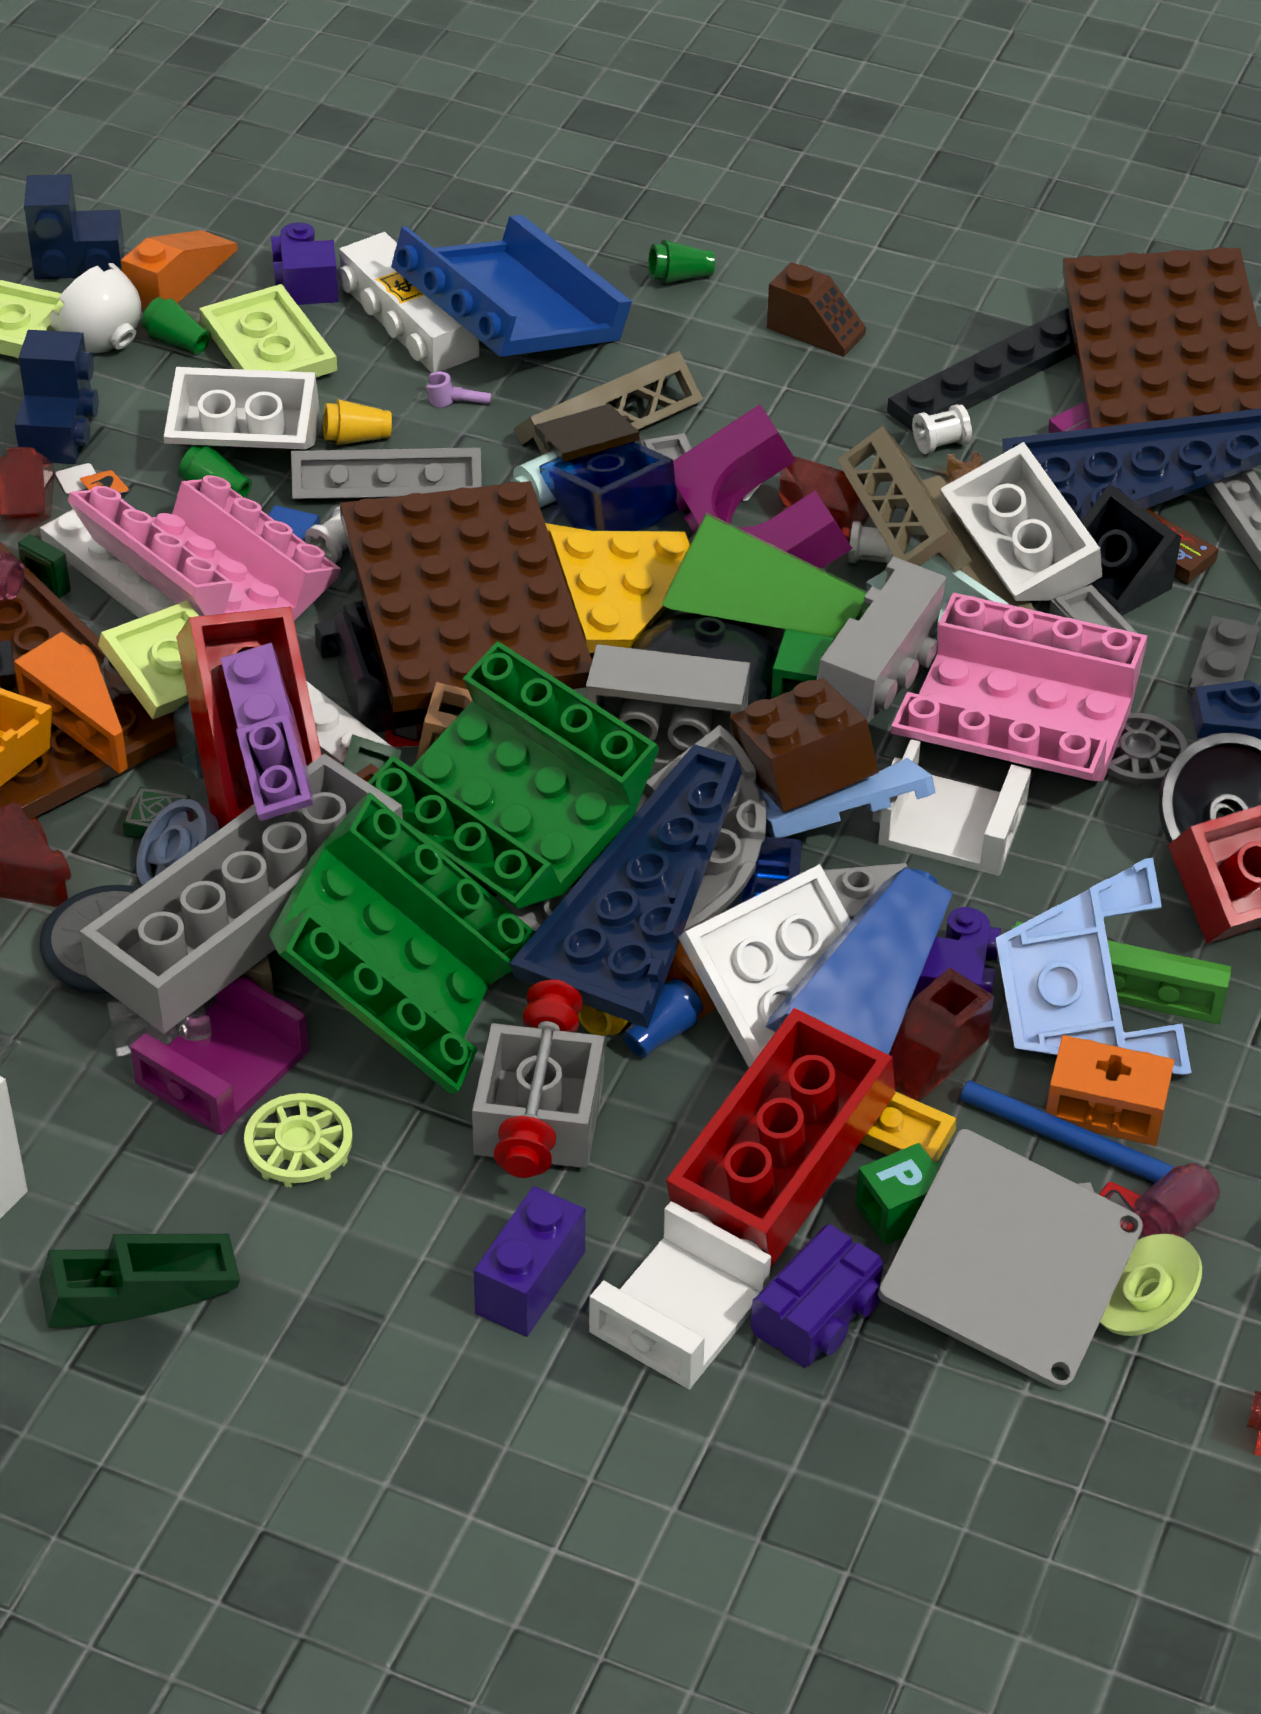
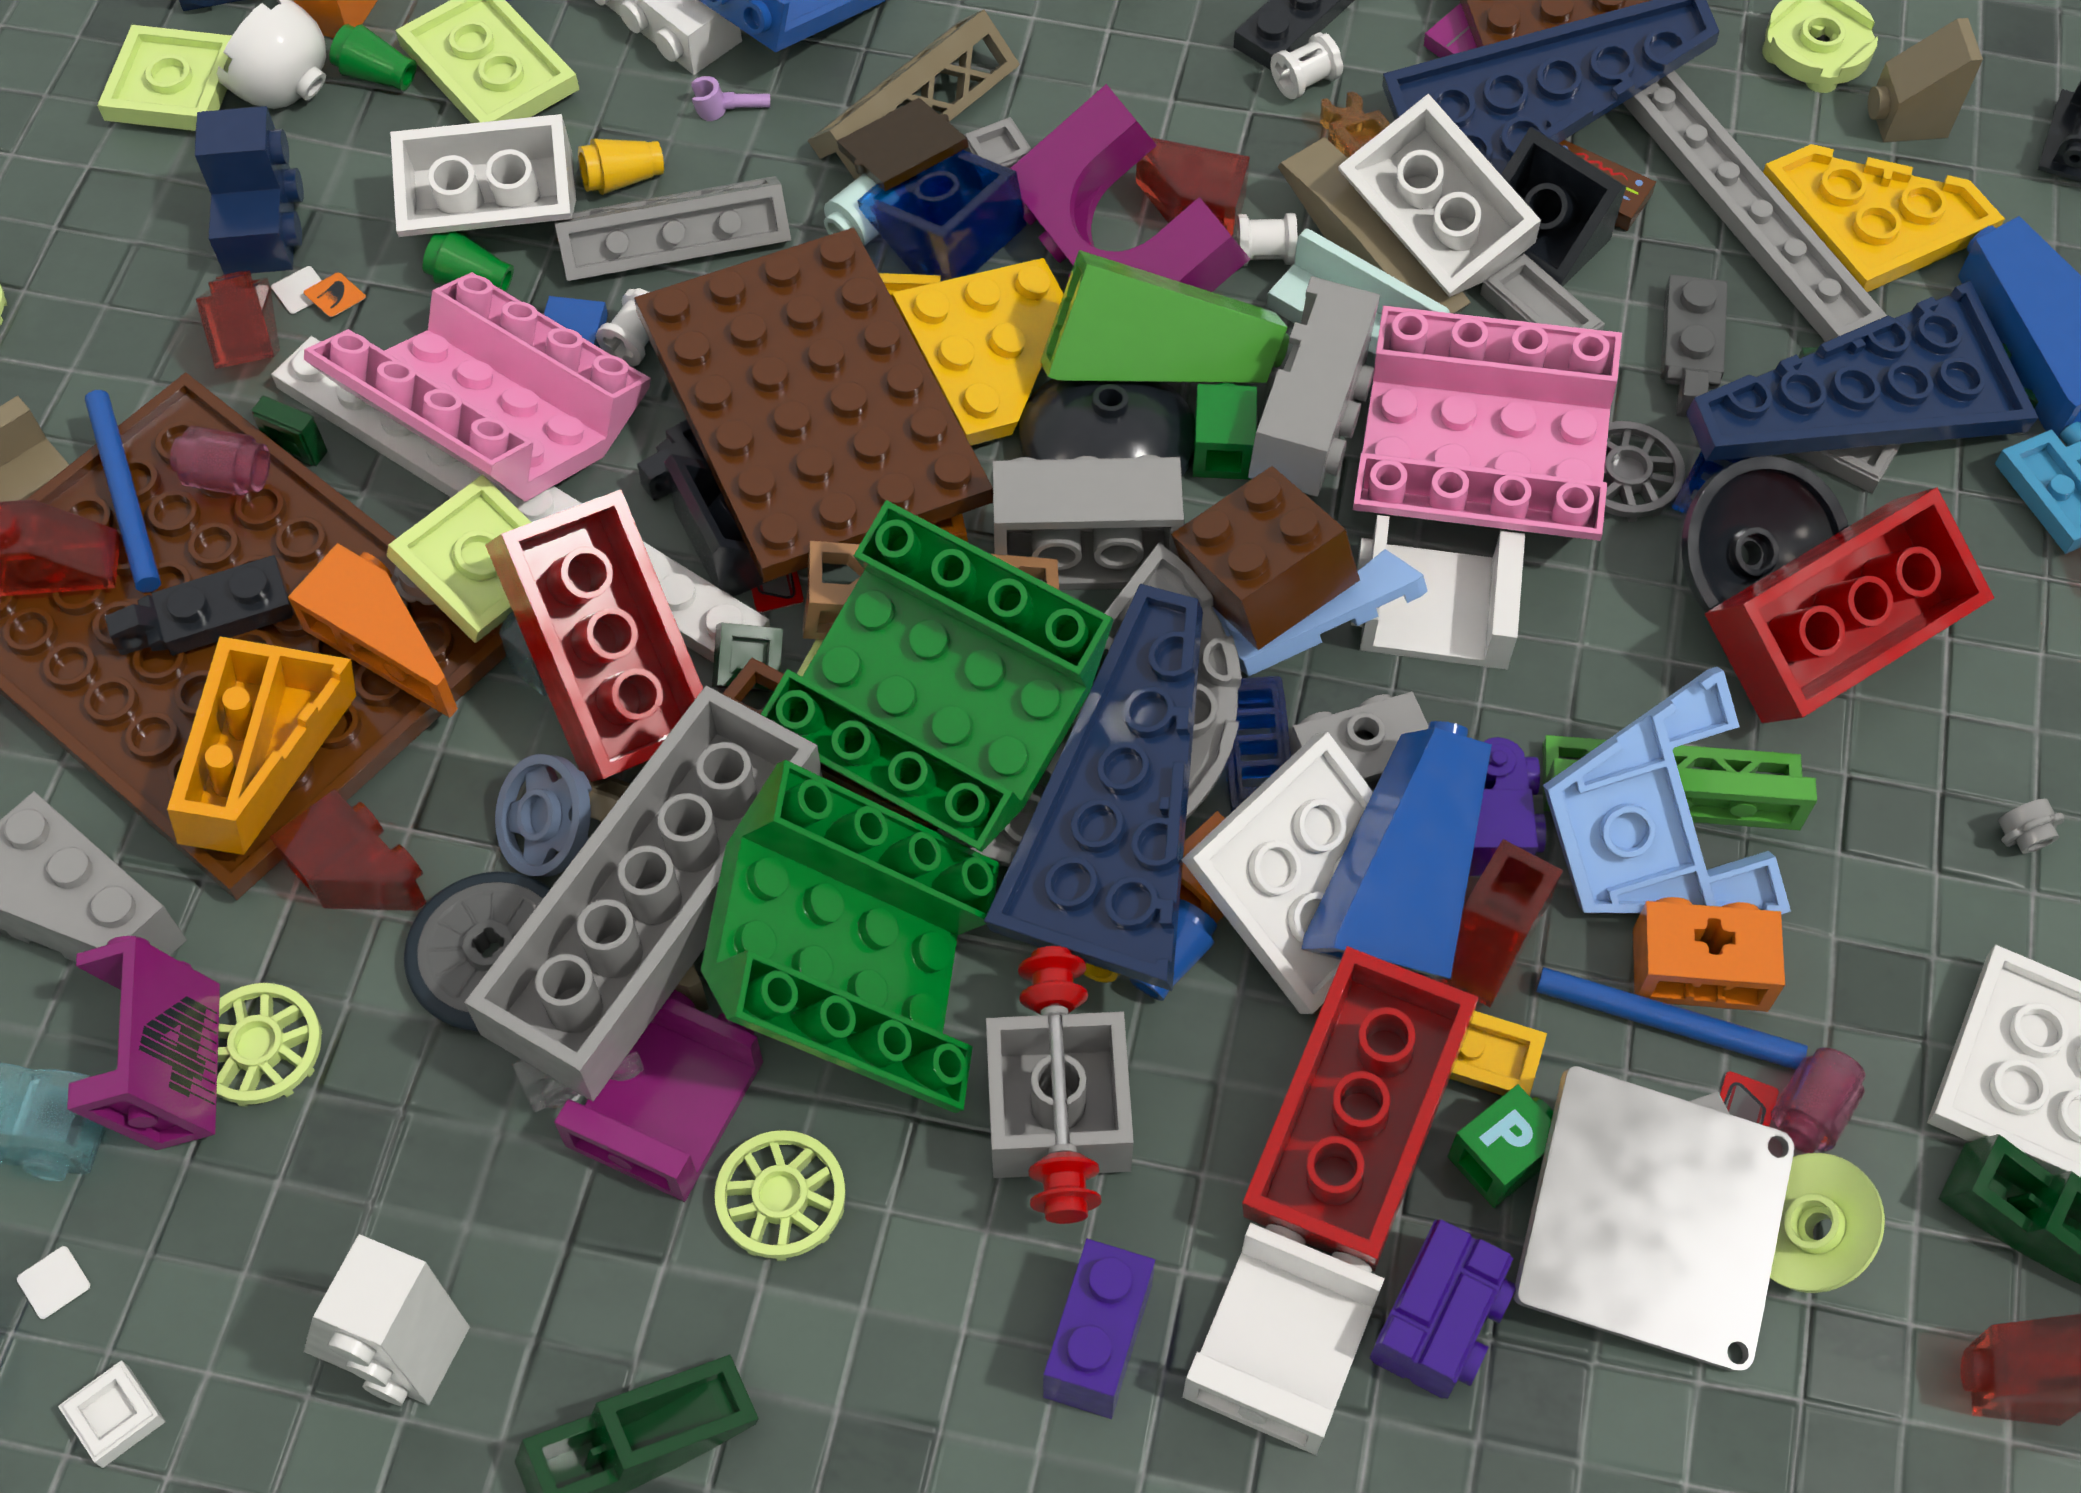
camera: 10 degrees left, 15 degrees up
(146, 807) = (497, 753): tile -> none
(267, 732) = (635, 680): medium lavender slope -> none
(894, 466) = (1315, 185): dark tan fence -> none

